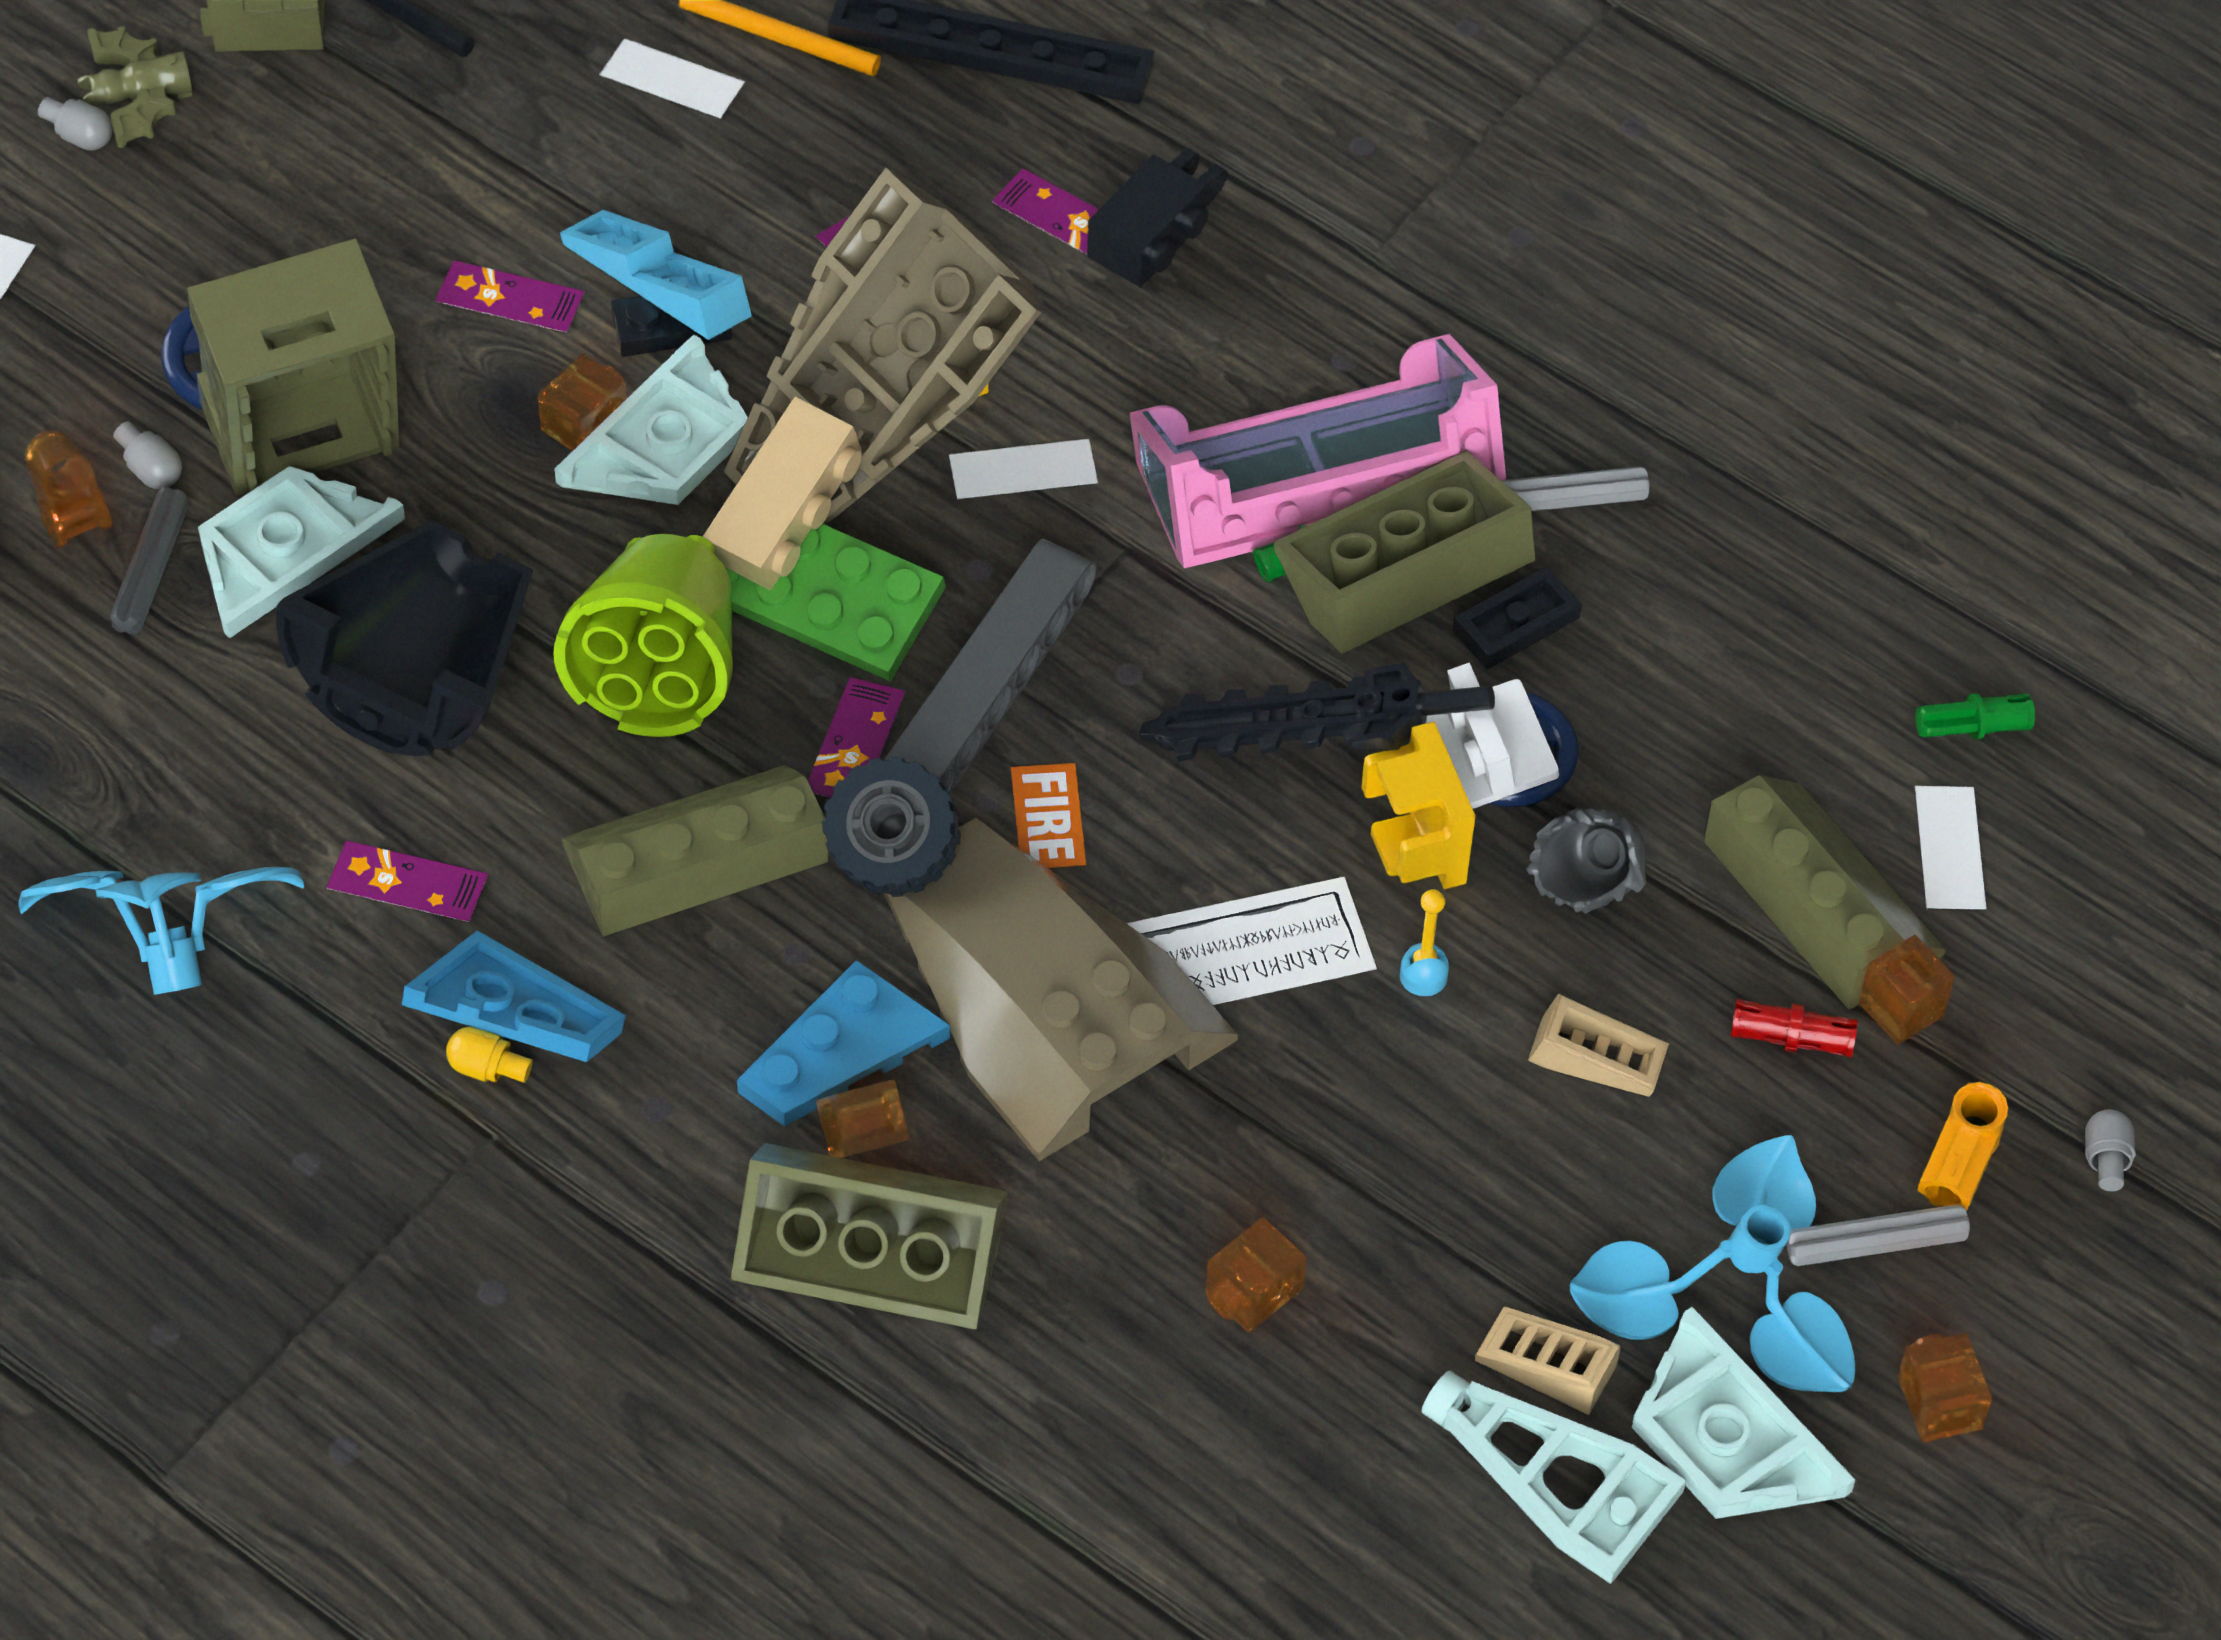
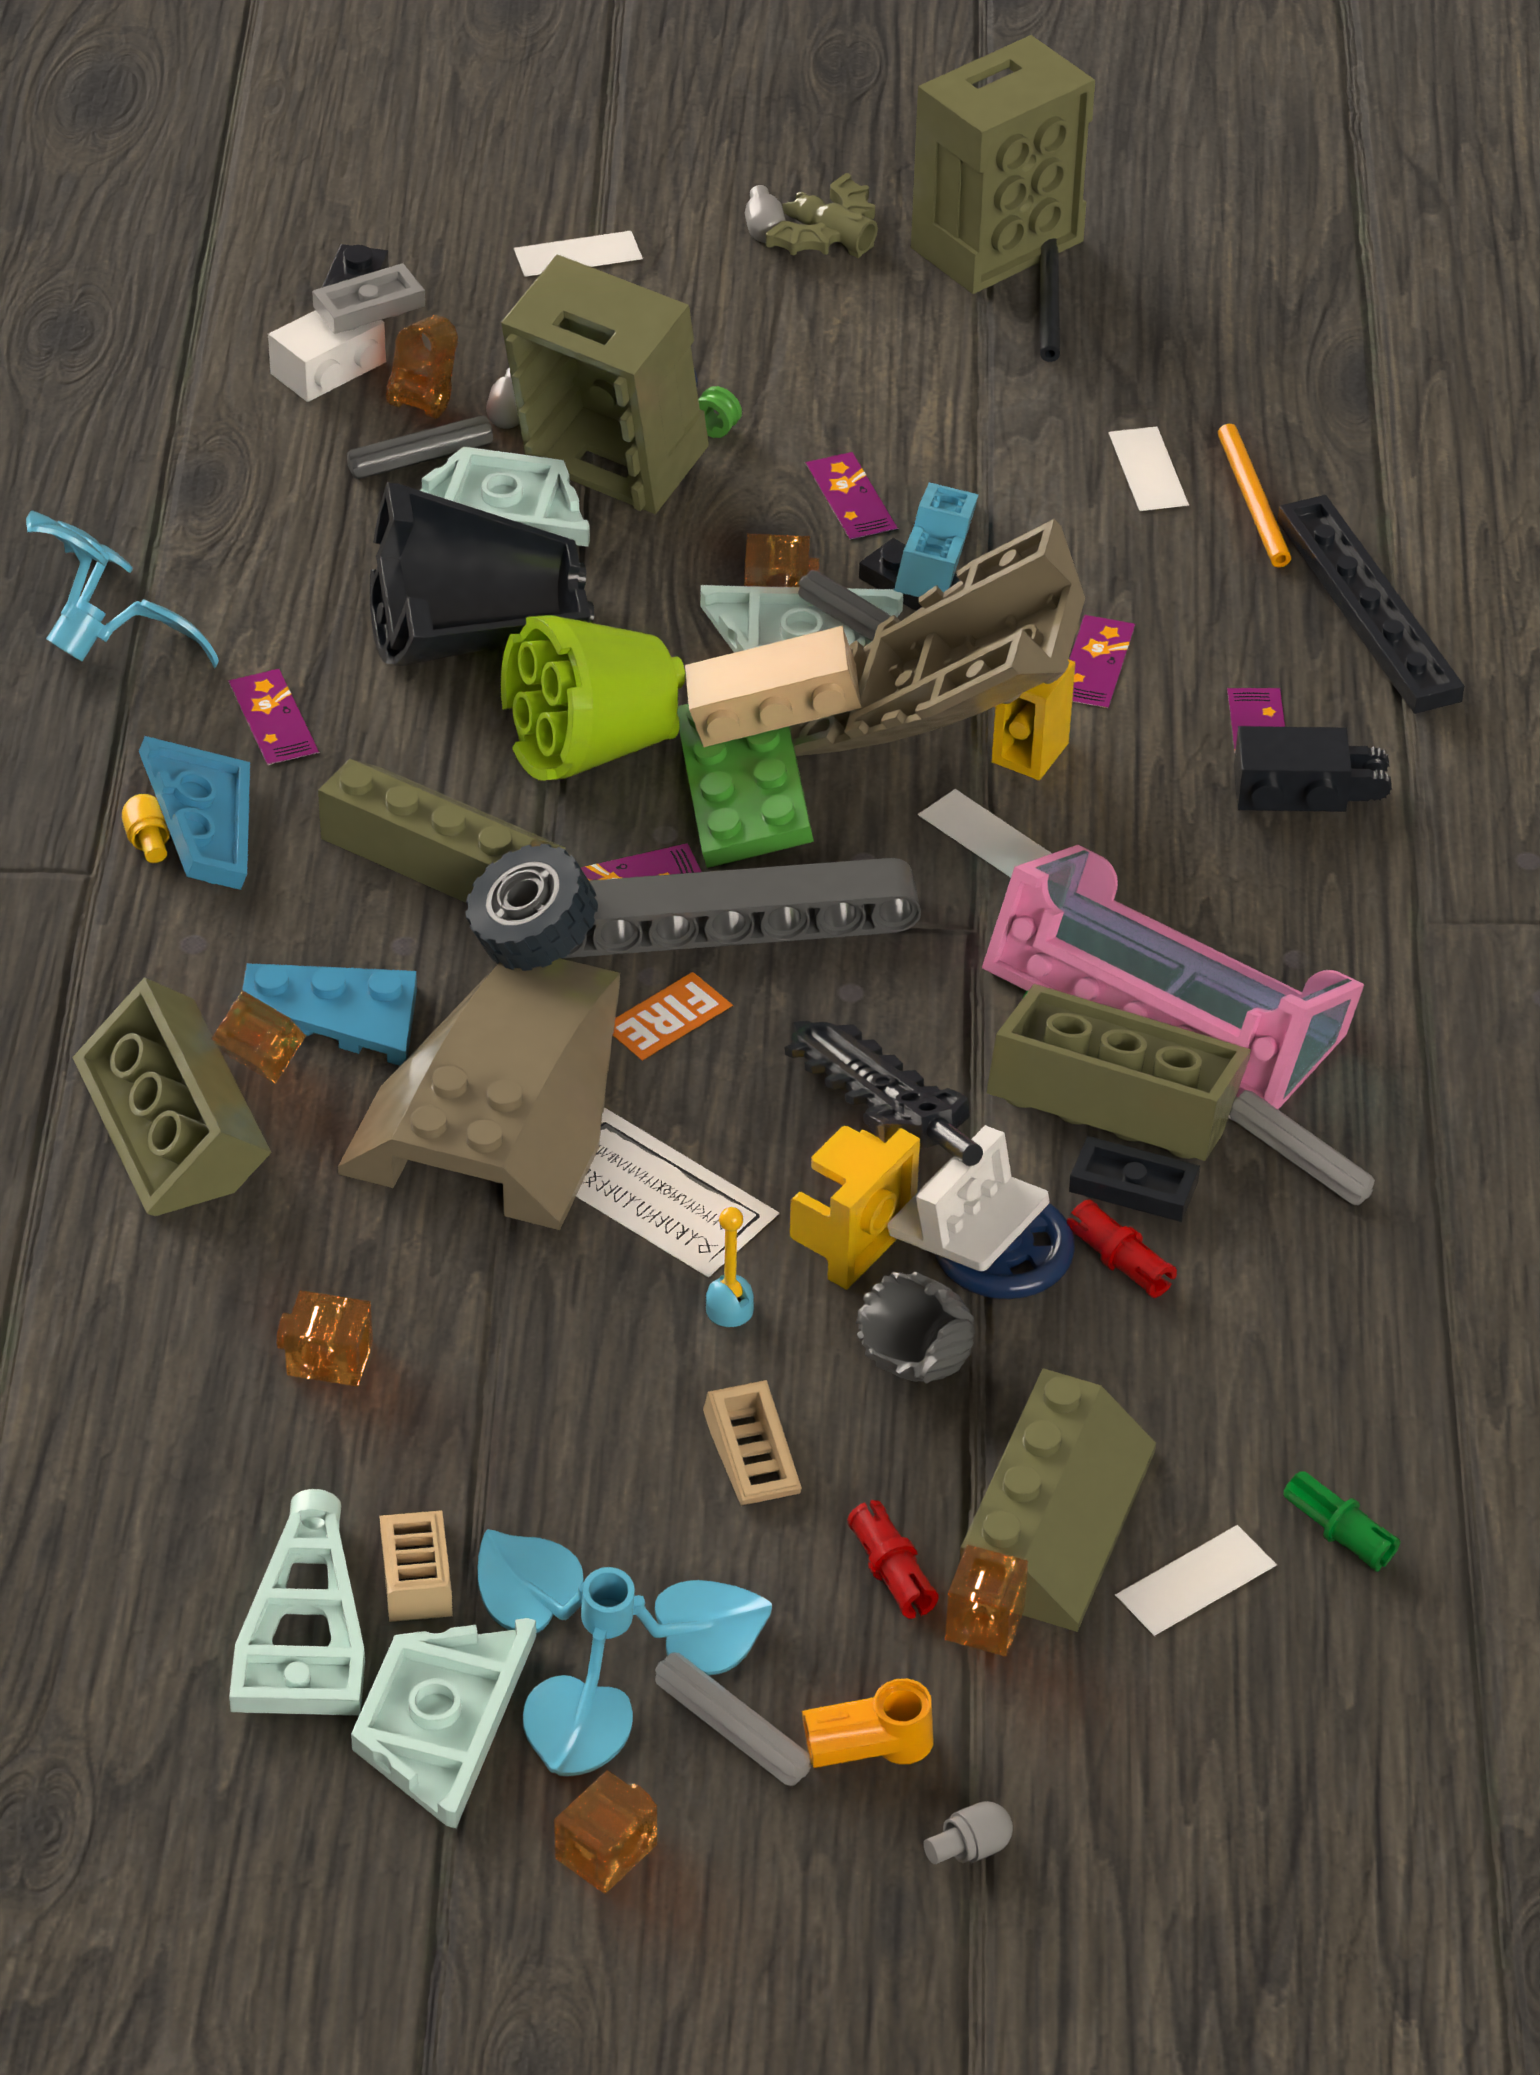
camera: 55 degrees right, 10 degrees down
(701, 383) = (841, 604): none -> dark grey axle
(1582, 674) = (1122, 1248): none -> red pin

